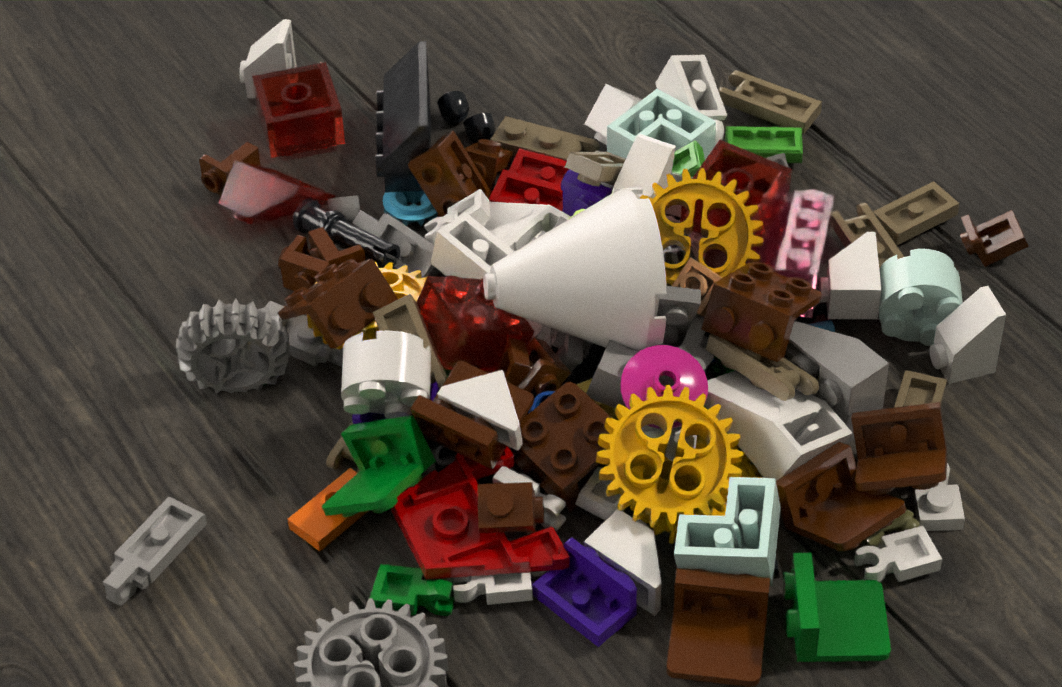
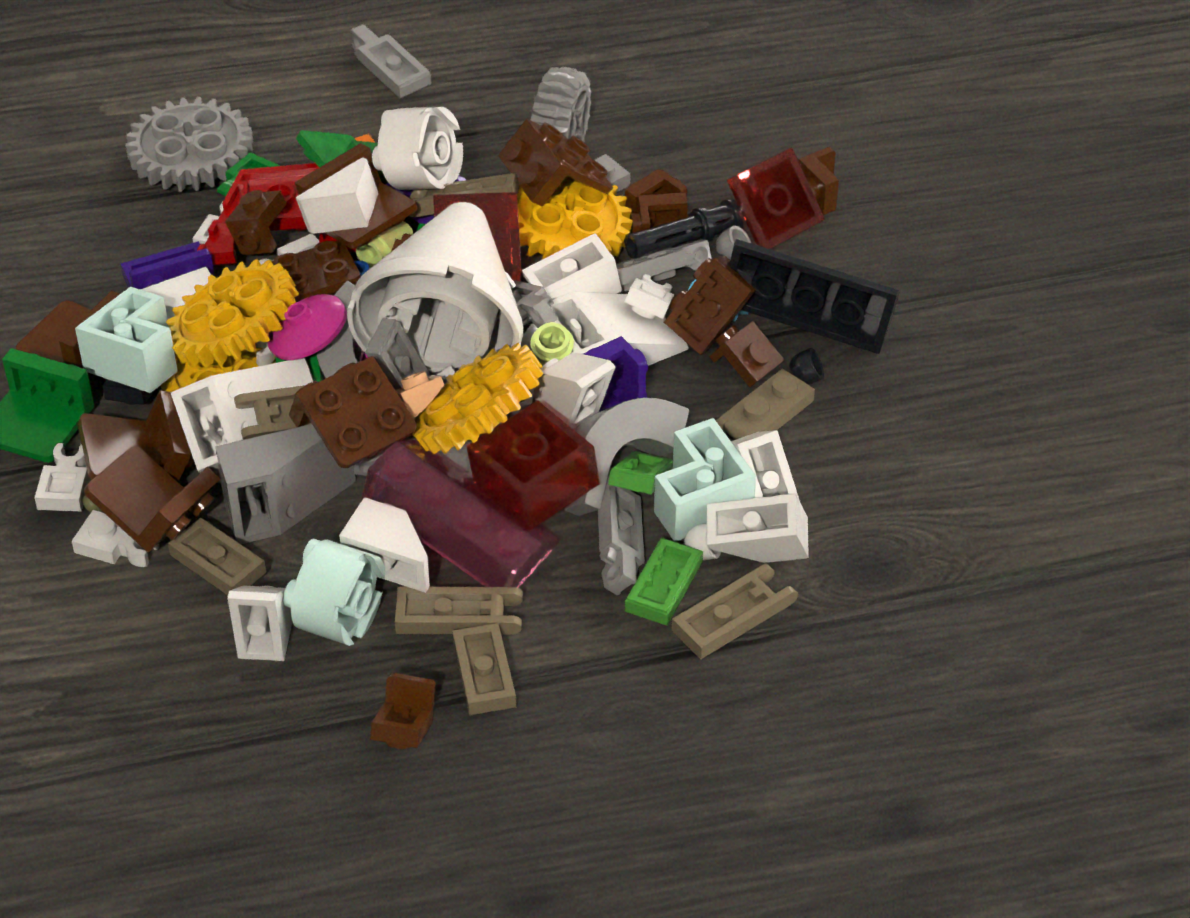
camera: 110 degrees right, 0 degrees up
(268, 55) = (961, 229): white slope -> none
(298, 109) = (880, 230): clear red brick -> none
(453, 107) = (847, 356): black hinge -> none
(531, 180) = (698, 382): red slope -> none
(595, 167) = (608, 339): dark tan plate -> none

